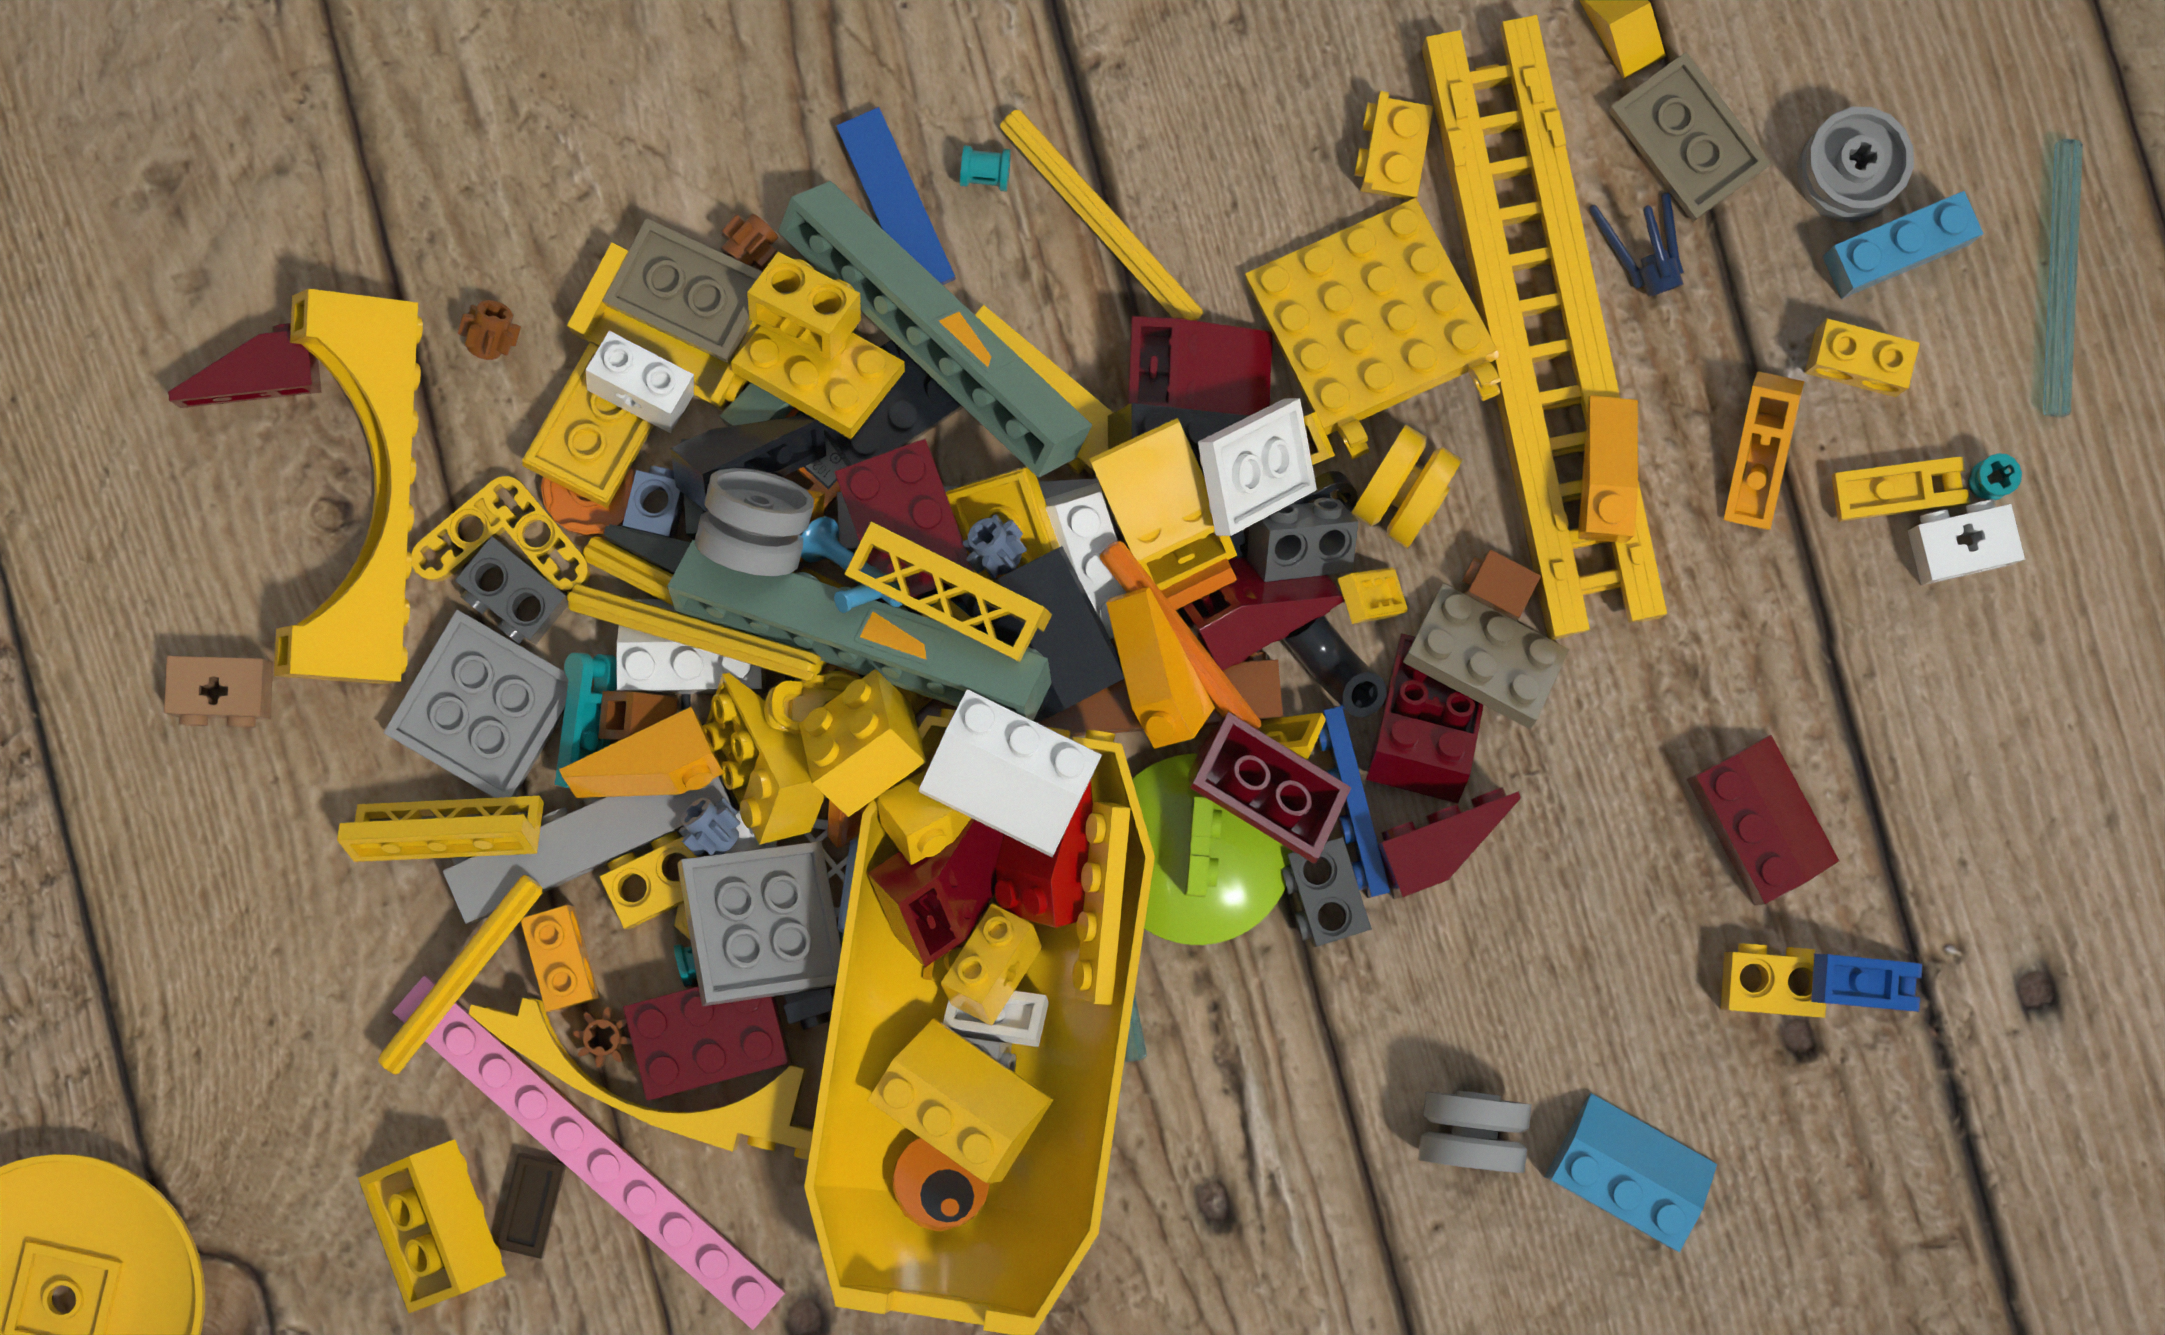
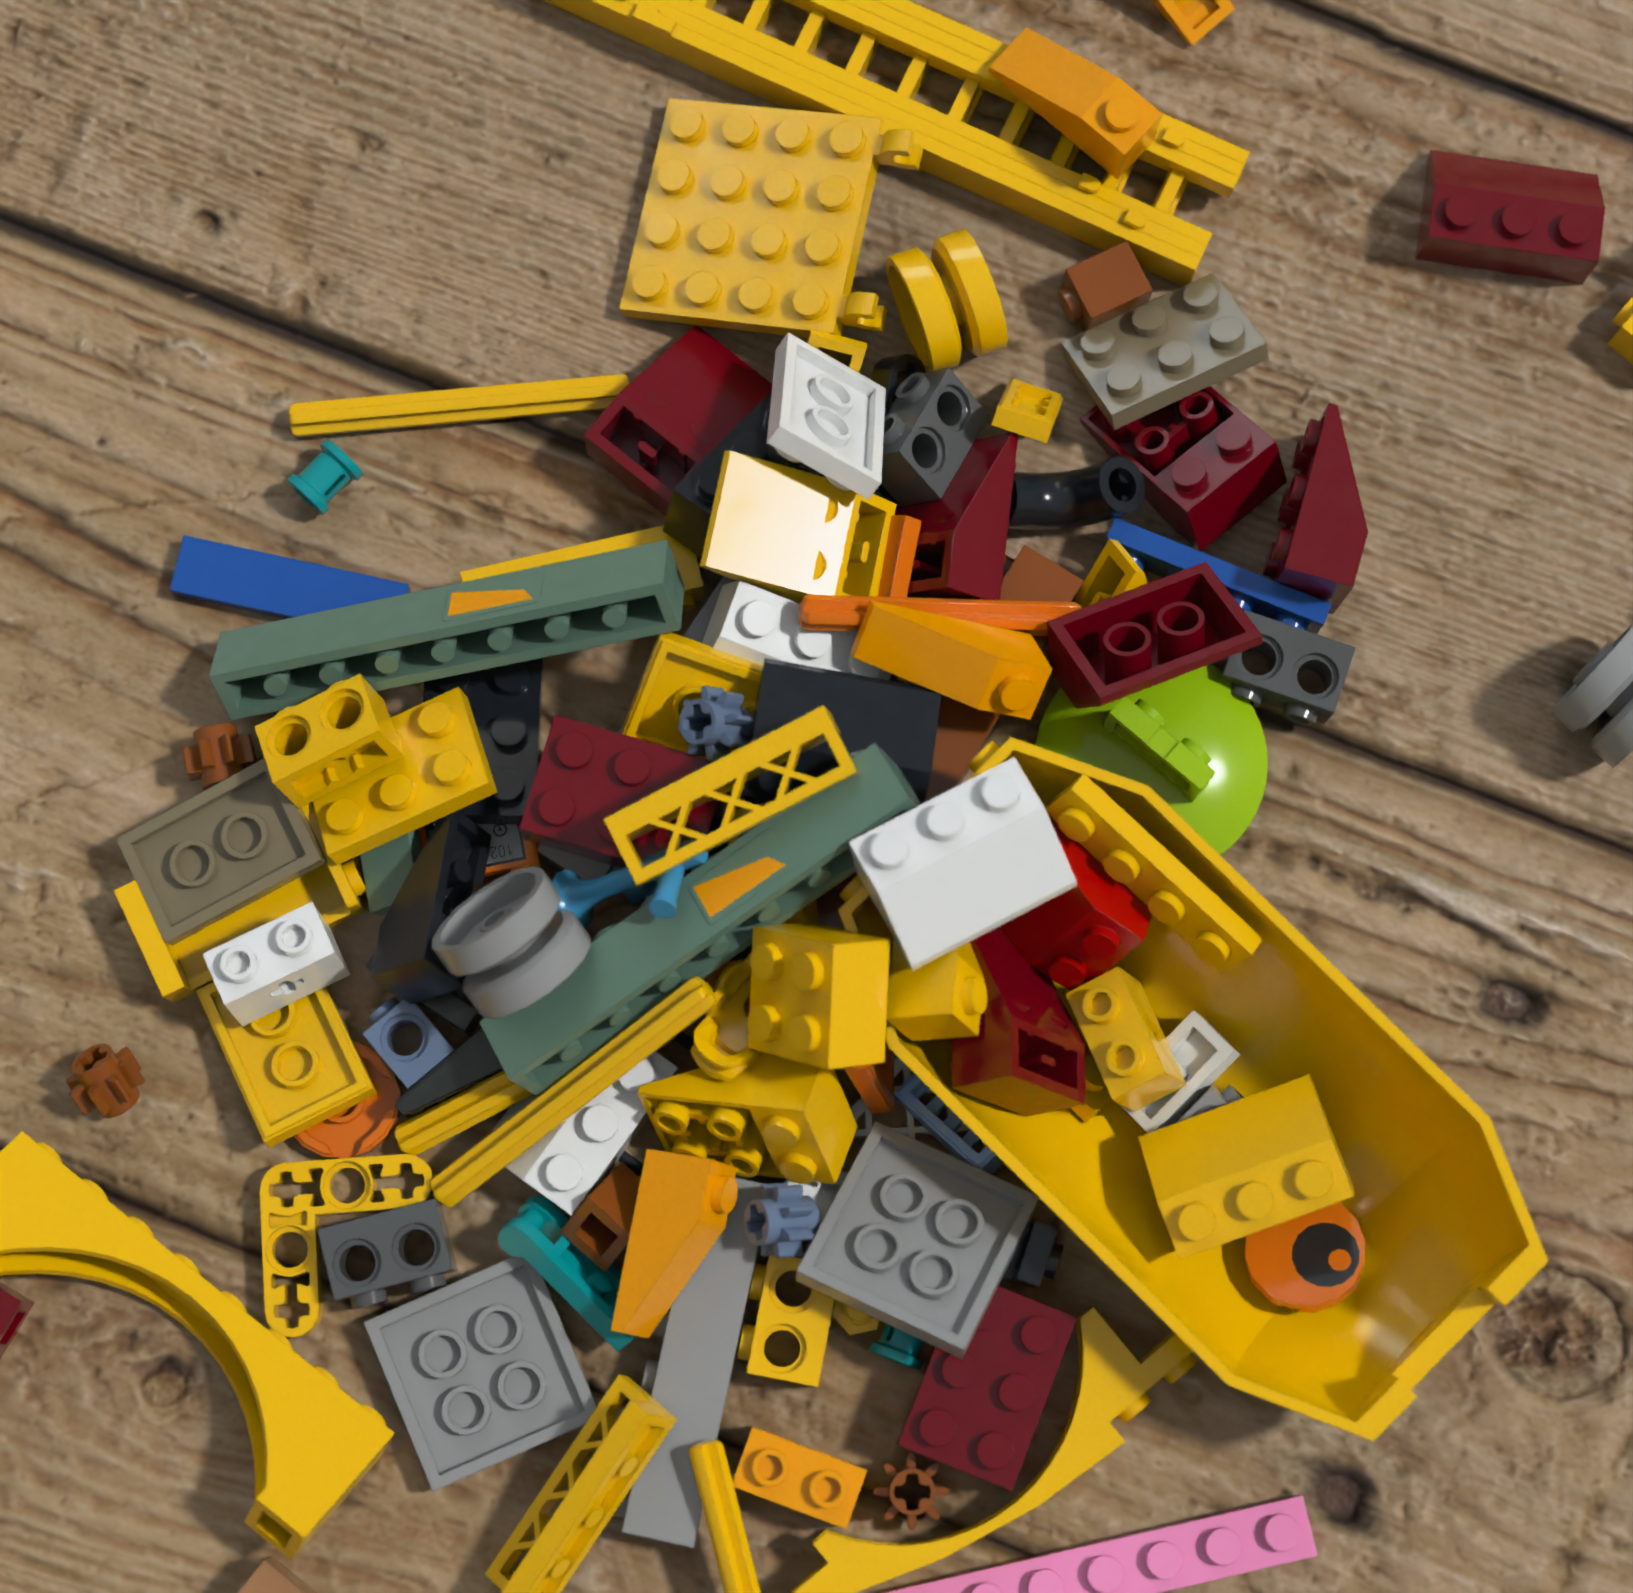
camera: 55 degrees left, 5 degrees down
(1395, 147) = (605, 83): yellow bracket -> none

